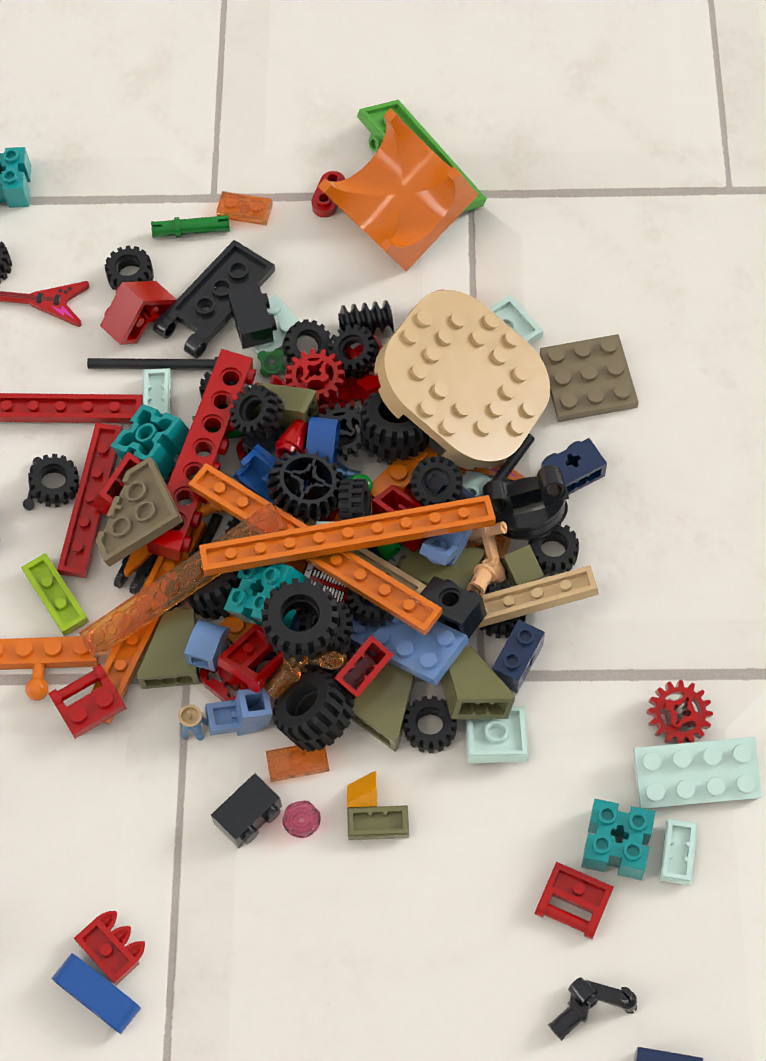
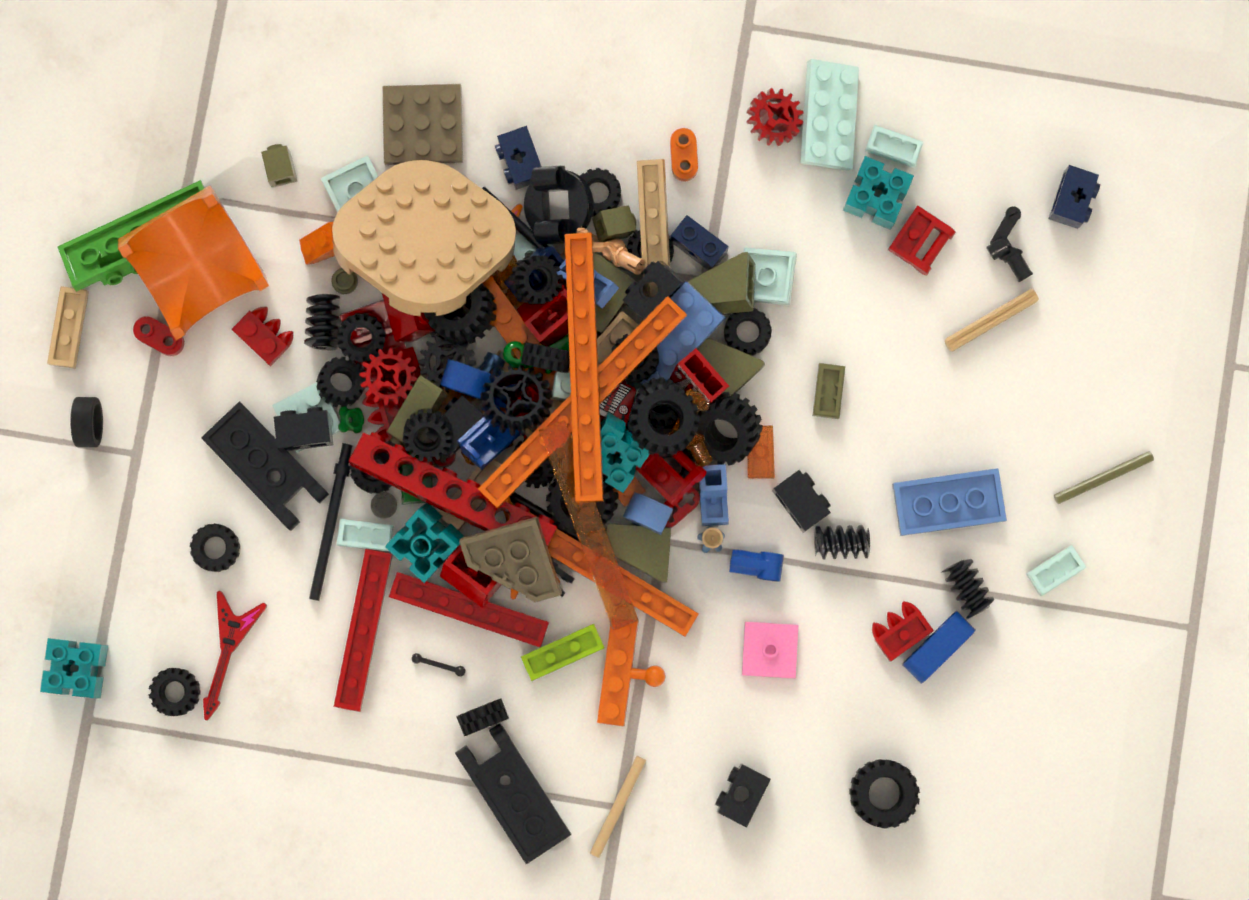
camera: 85 degrees left, 20 degrees up
(53, 465) = (442, 626): black tyre -> none
(77, 806) = (770, 650): none -> bright pink plate
(92, 708) = (687, 625): red plate -> none
(134, 308) = (269, 543): red brick -> none
(169, 784) = (763, 564): none -> blue piece
(169, 1016) = (968, 587): none -> black piece
(188, 405) = (383, 505): none -> clear smoke plate
(190, 226) = (172, 480): green pin -> none
(203, 864) = (842, 541): none -> black piece
(233, 132) = (86, 422): none -> black tyre
(245, 208) = (158, 423): clear orange plate -> none
(269, 981) = (949, 502): none -> medium blue plate
(292, 438) = (461, 407): red cone -> none
(298, 810) = (817, 447): clear pink plate -> none
(322, 121) = (67, 327): none -> tan plate
(344, 276) = (262, 336): none -> red plate
(363, 791) = (800, 399): light orange slope -> none
(496, 999) = (991, 320): none -> tan axle
(515, 259) = (279, 165): none -> olive brick
(617, 631) = (684, 153): none -> orange plate

